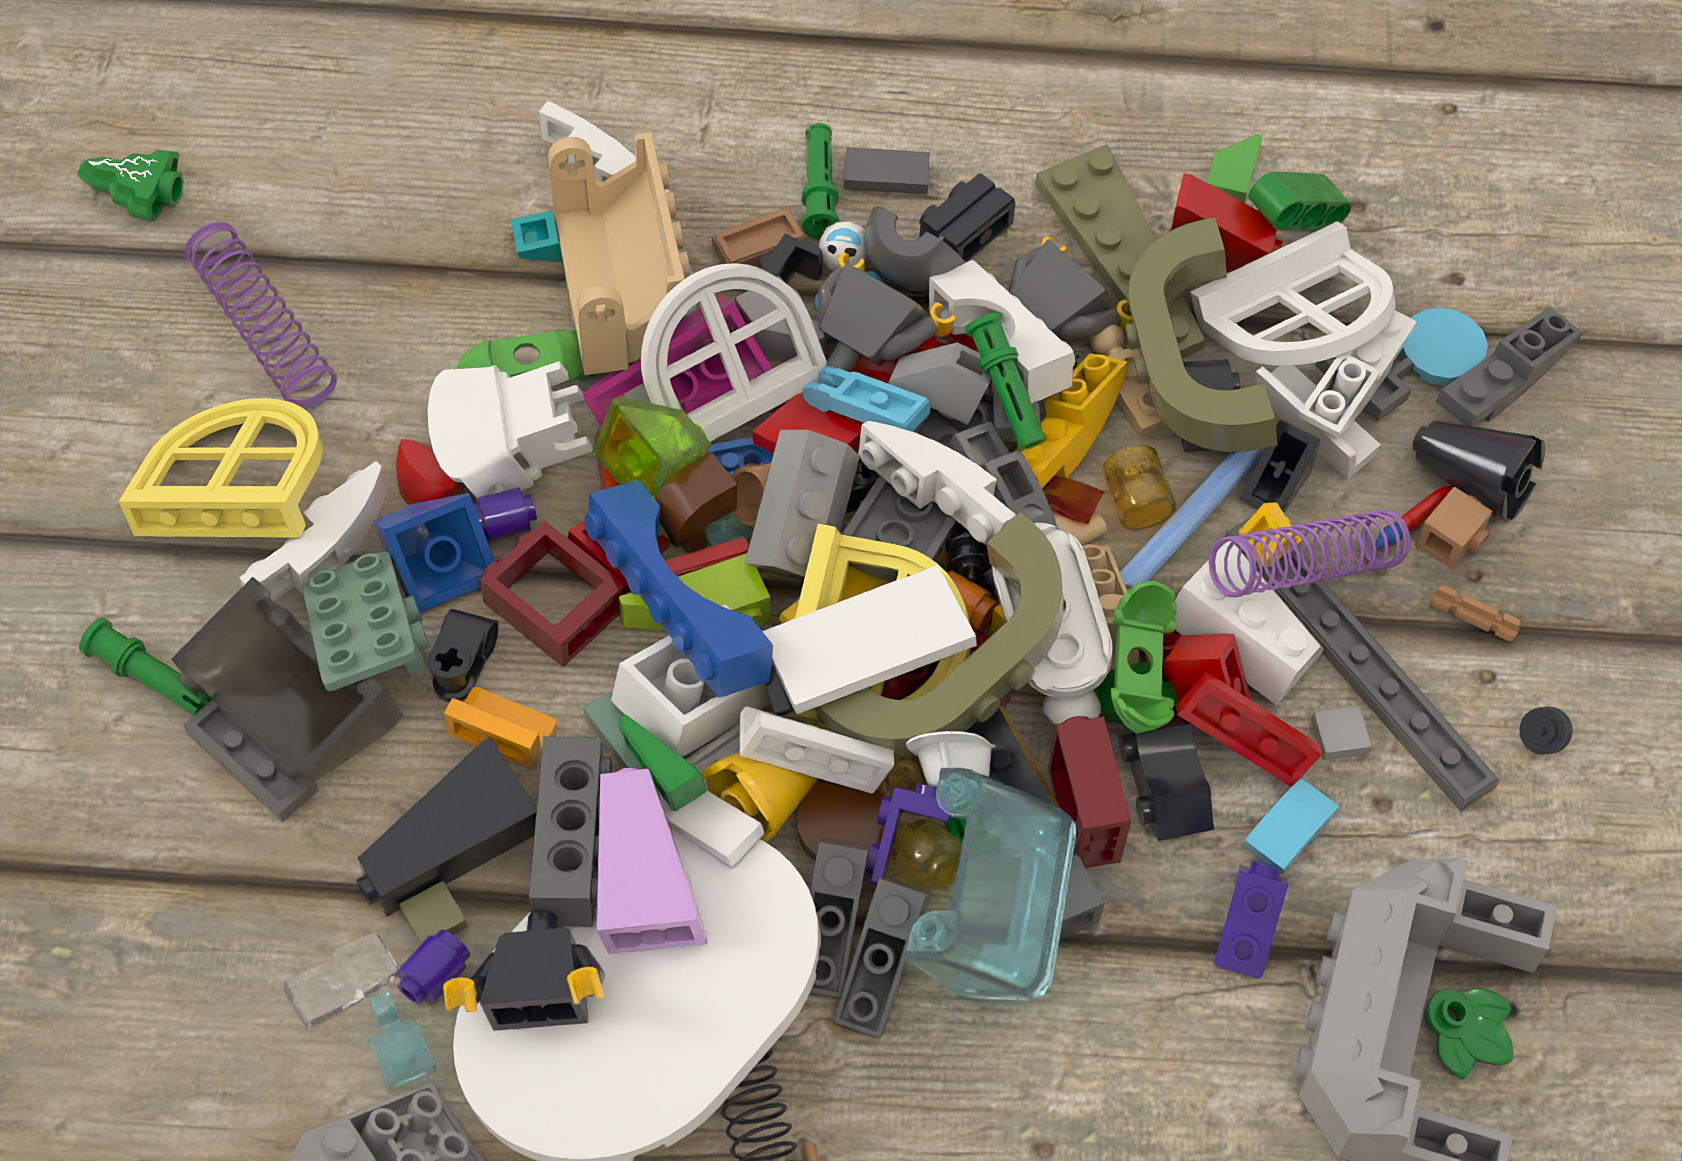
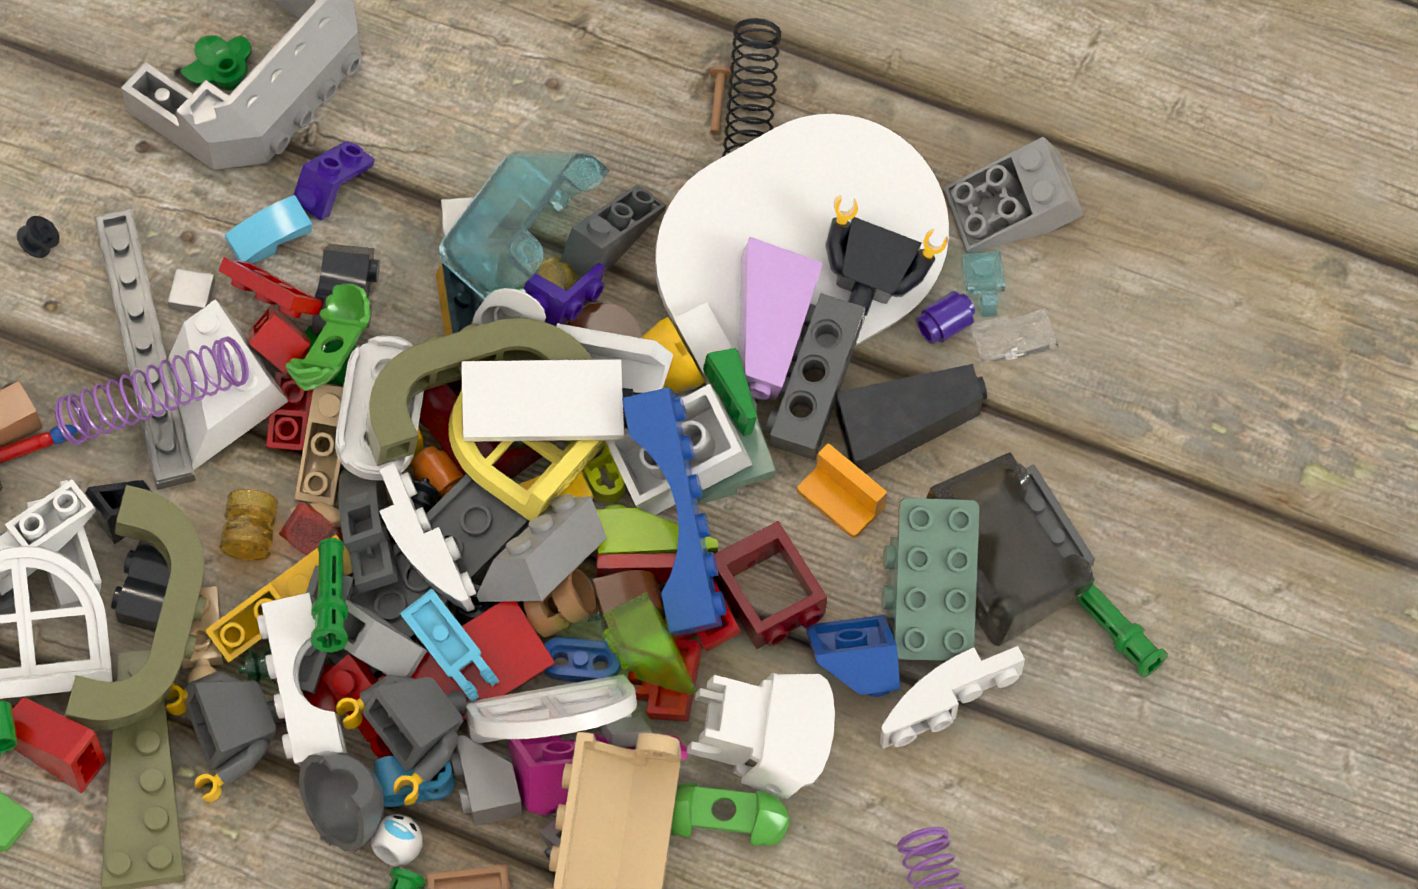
camera: 160 degrees left, 5 degrees up
(222, 508) = (1034, 732): light yellow window -> none
(420, 474) = (849, 736): red piece -> none
(433, 911) = (933, 357): olive tile -> none
(461, 653) = (855, 561): black piece -> none
(505, 513) = (788, 662): dark purple brick -> none
(793, 256) = (462, 843): black bracket -> none
(836, 898) = (629, 275): dark grey slope -> none
(970, 216) = (273, 838): black brick -> none
(1090, 789) = (412, 280): dark red window -> none
(1189, 517) = (255, 478): light blue axle -> none
(1268, 517) = (166, 441): yellow tile -> none
(1476, 613) = (31, 348): medium nougat axle -> none

